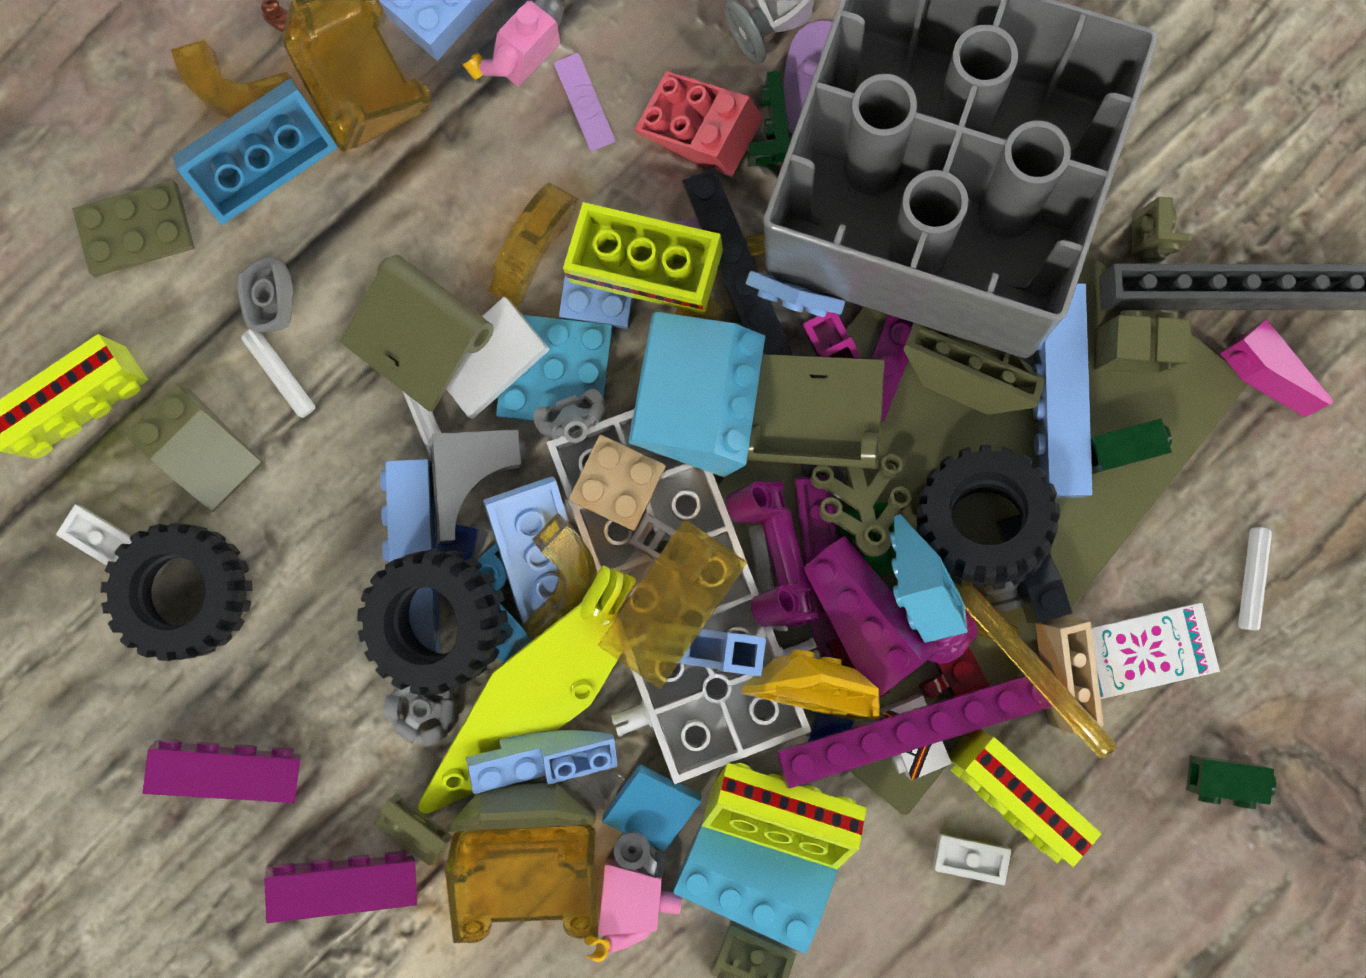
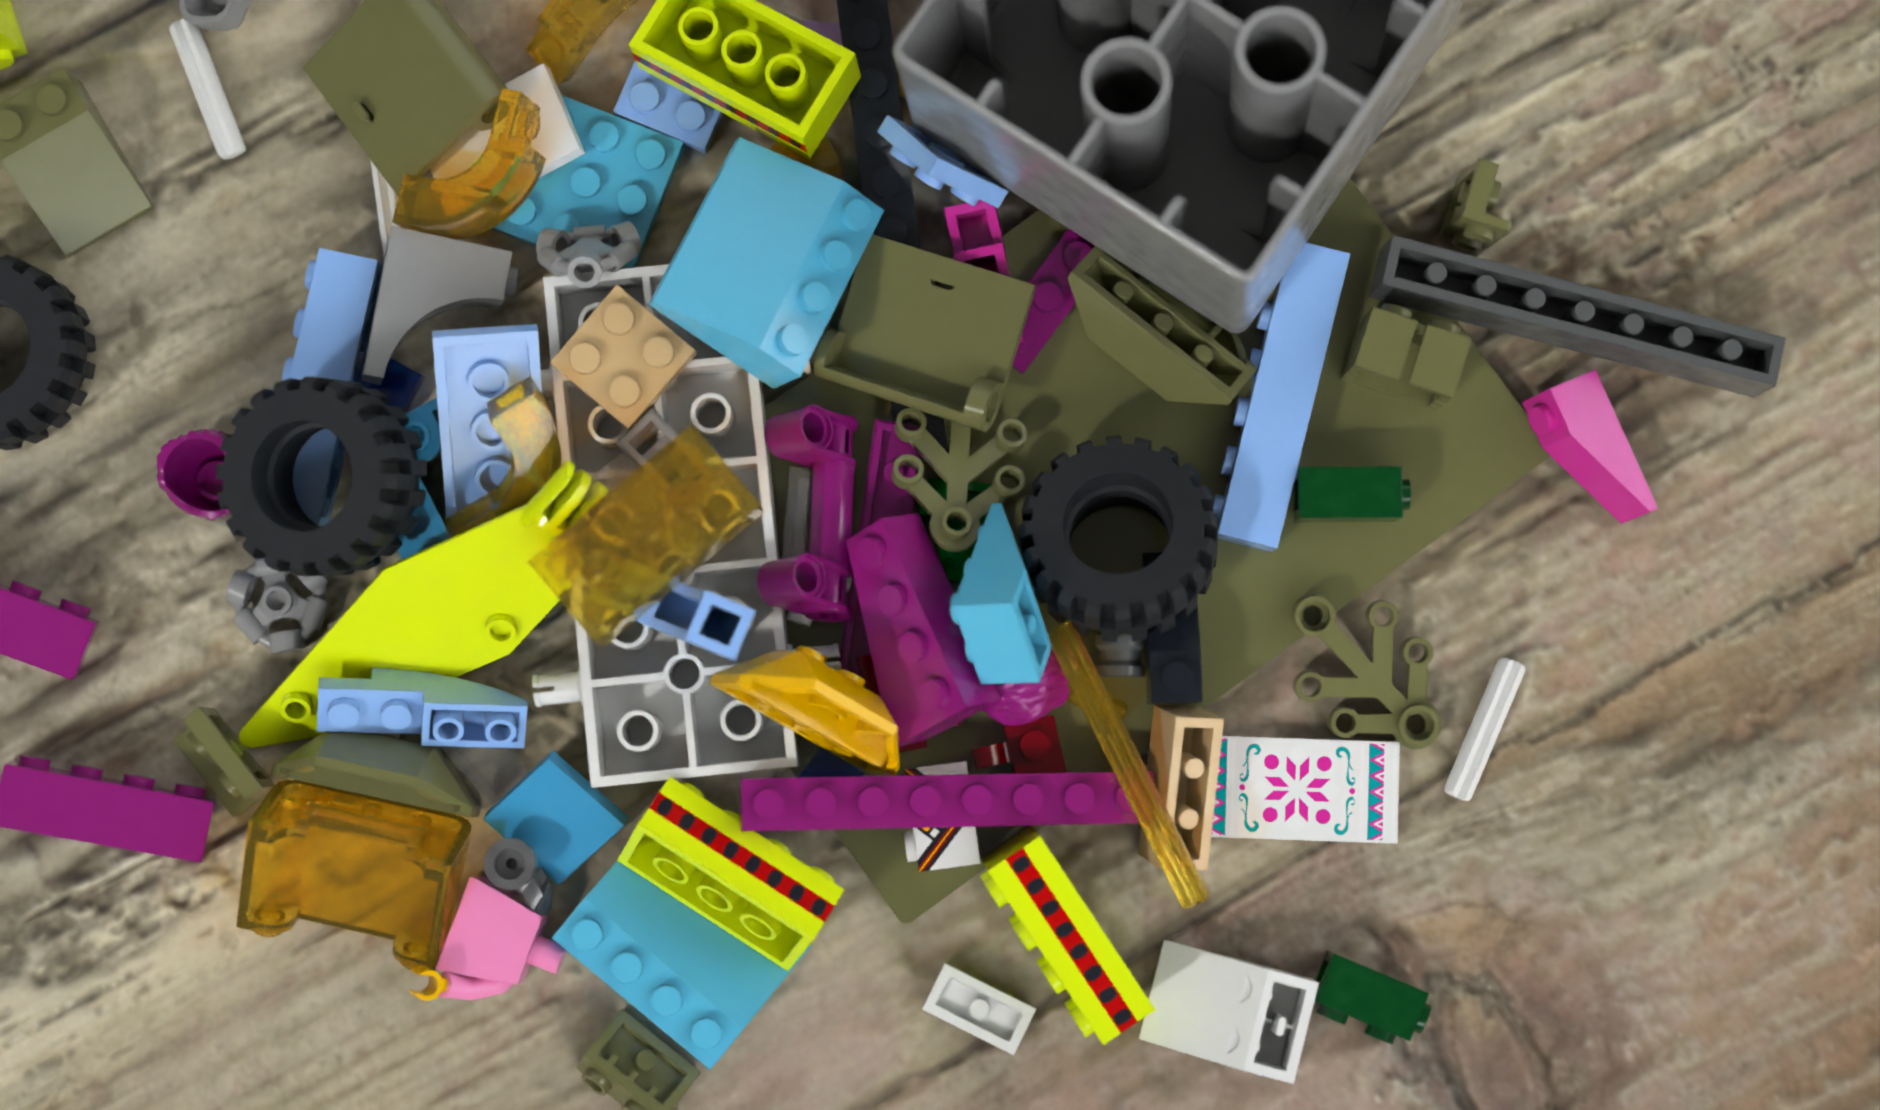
camera: 25 degrees right, 0 degrees up
(338, 637) = (189, 472): none -> magenta hair
(491, 392) = (486, 190): none -> clear yellow arch
(1145, 815) = (1229, 1011): none -> white slope
(1172, 563) = (1372, 677): none -> olive plant

